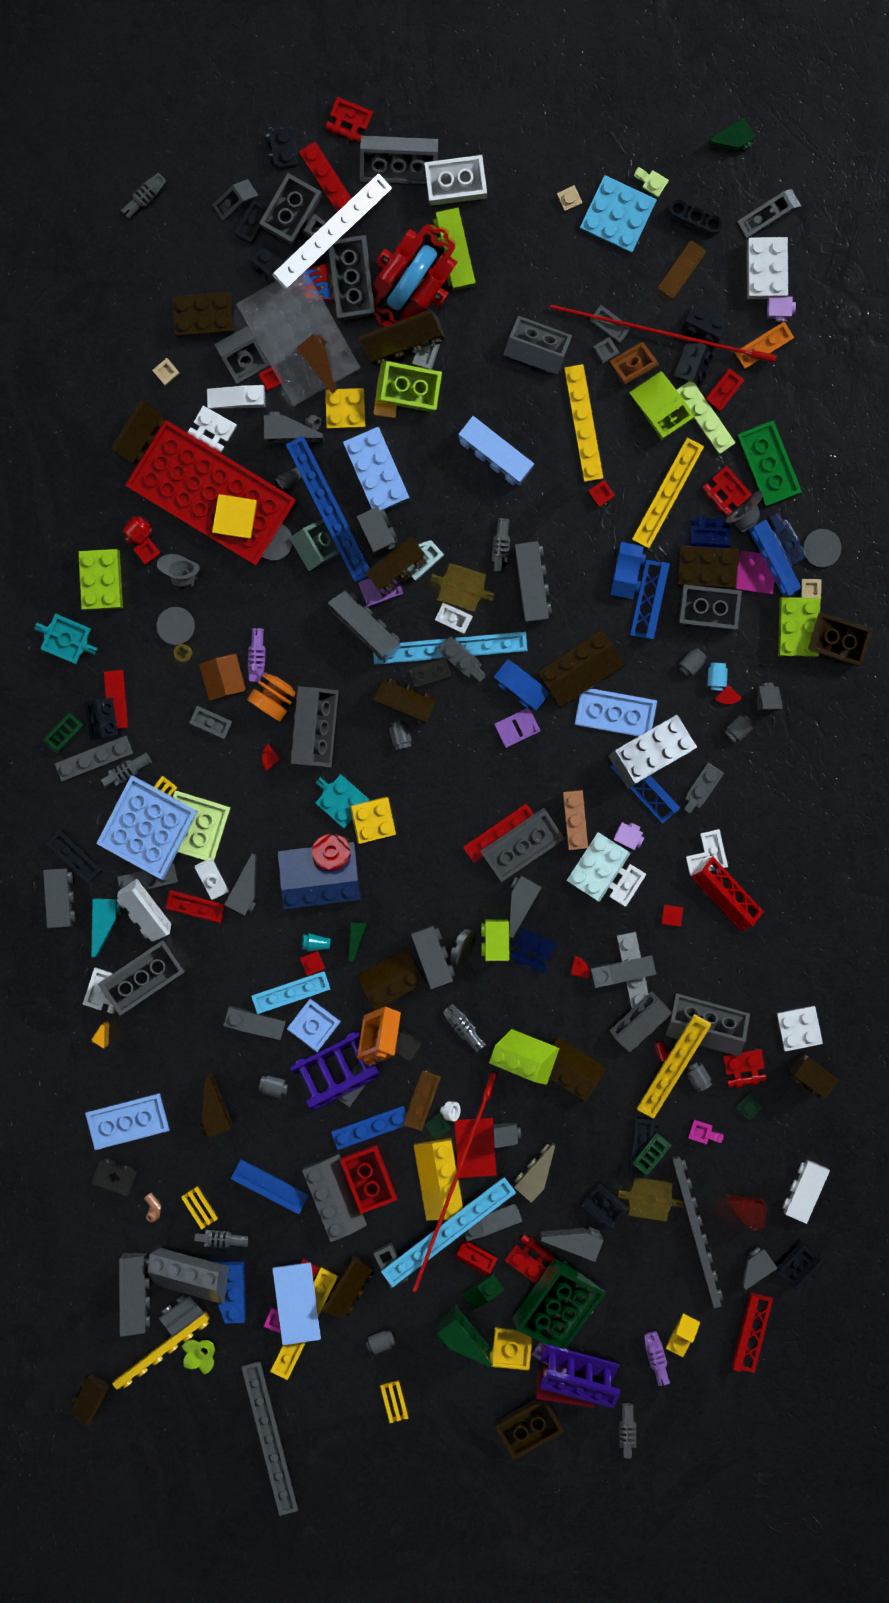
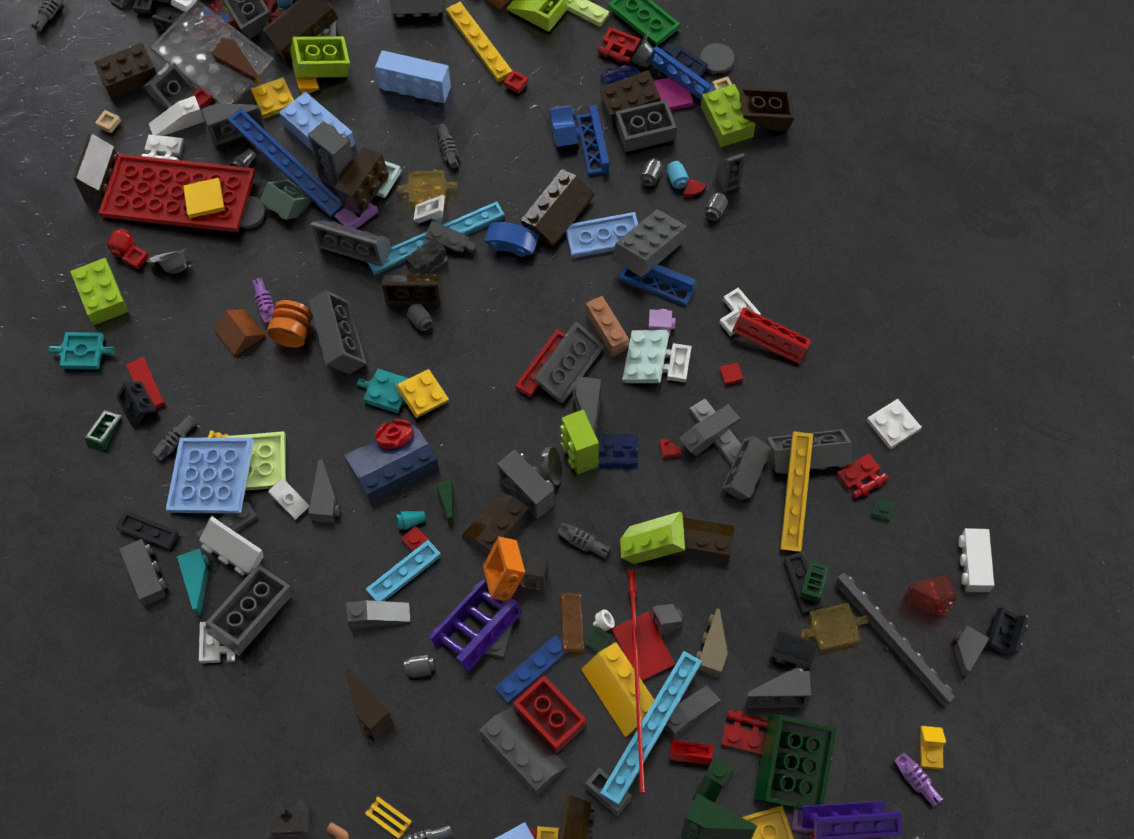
camera: 20 degrees left, 25 degrees down
(94, 758) = (140, 440): dark grey plate -> none
(102, 1035) = (226, 679): light orange slope -> none
(127, 1121) = (283, 761): light blue tile -> none
(175, 625) = (181, 306): dark grey tile -> none
(178, 649) = (194, 322): clear yellow bush -> none
(195, 906) = (282, 532): red tile -> none
(210, 722) = (241, 369): dark grey plate -> none
(269, 757) = (307, 380): red tile -> none
(269, 1186) = (453, 766): blue fence -> none
(313, 1025) = (437, 595): light blue tile -> none
(526, 724) = (526, 268): medium lavender piece -> none
(532, 583) = (485, 157): dark grey brick -> none
(661, 1051) = (778, 490): red arm -> none
(668, 493) = (571, 63): yellow plate -> none
(698, 1076) = (824, 498): dark grey brick -> none
(702, 787) = (707, 263): dark grey hinge -> none
(702, 1132) = (853, 547): dark pink plate -> none
(745, 1332) = (992, 717): red fence -> none
(817, 1079) = (928, 447): dark brown brick -> none

